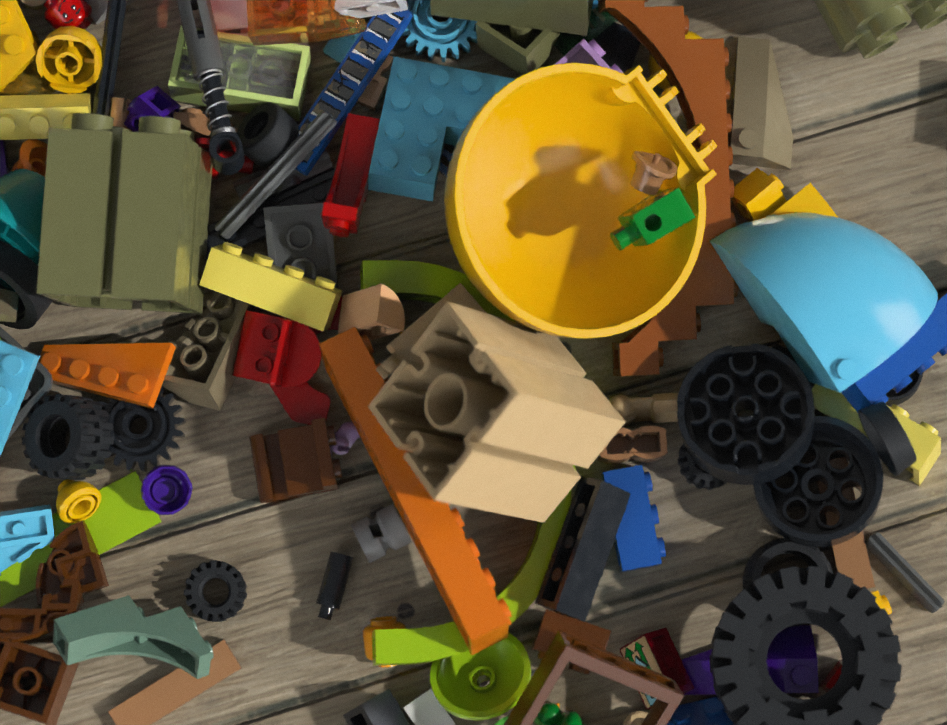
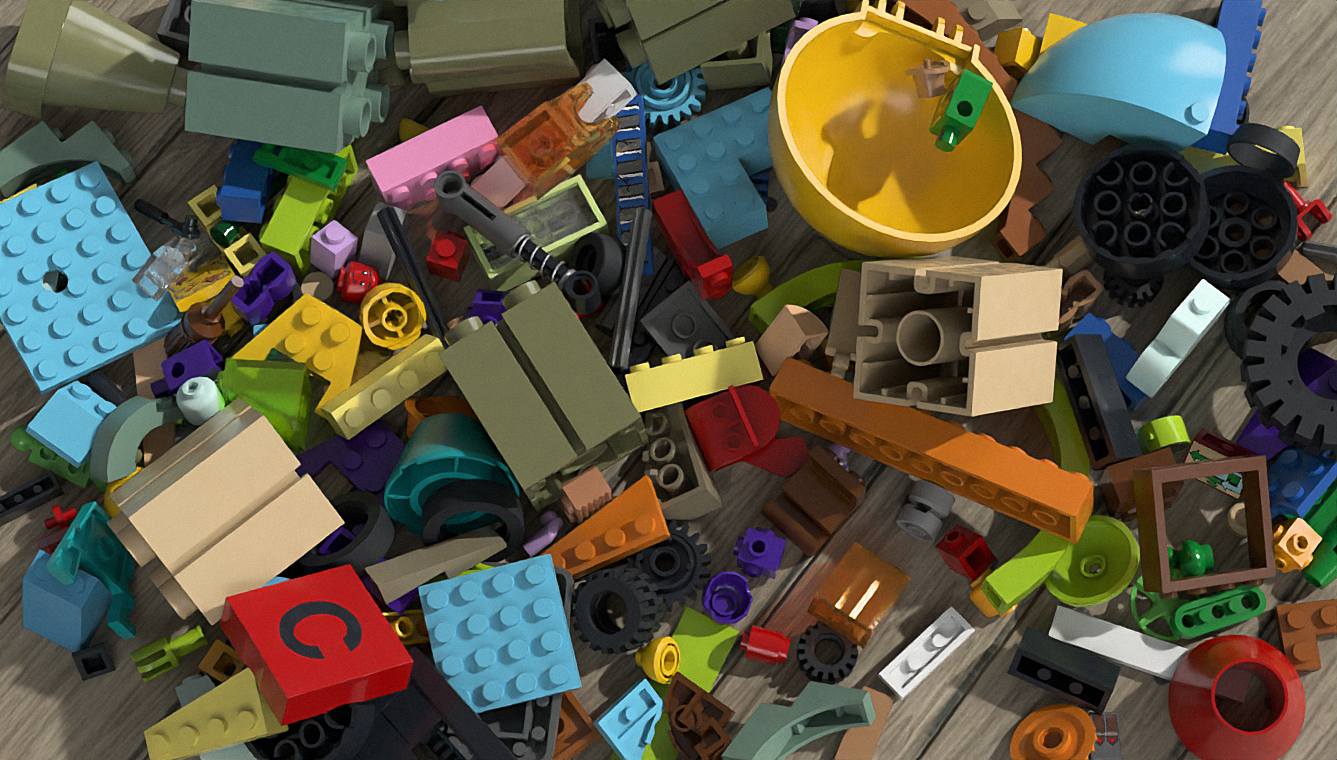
camera: 30 degrees left, 10 degrees down
(62, 332) = (545, 536): none -> lavender arm
(112, 323) = (584, 495): none -> nougat brick
(156, 39) = (448, 255): none -> red brick
(169, 550) = (765, 645): none -> red brick
(228, 480) = (762, 563): none -> dark purple brick
(272, 564) = (859, 595): none -> clear orange brick
(294, 650) = (926, 653): none -> white plate
(333, 584) = (920, 585): black cylinder -> none
(385, 591) = (965, 552): none -> red brick
(389, 234) = (752, 277): none -> yellow brick
(622, 613) = (1162, 434): none -> lime piece
(695, 542) = (1178, 337): none -> light aqua brick
(892, 501) = (1315, 207): none -> red piece

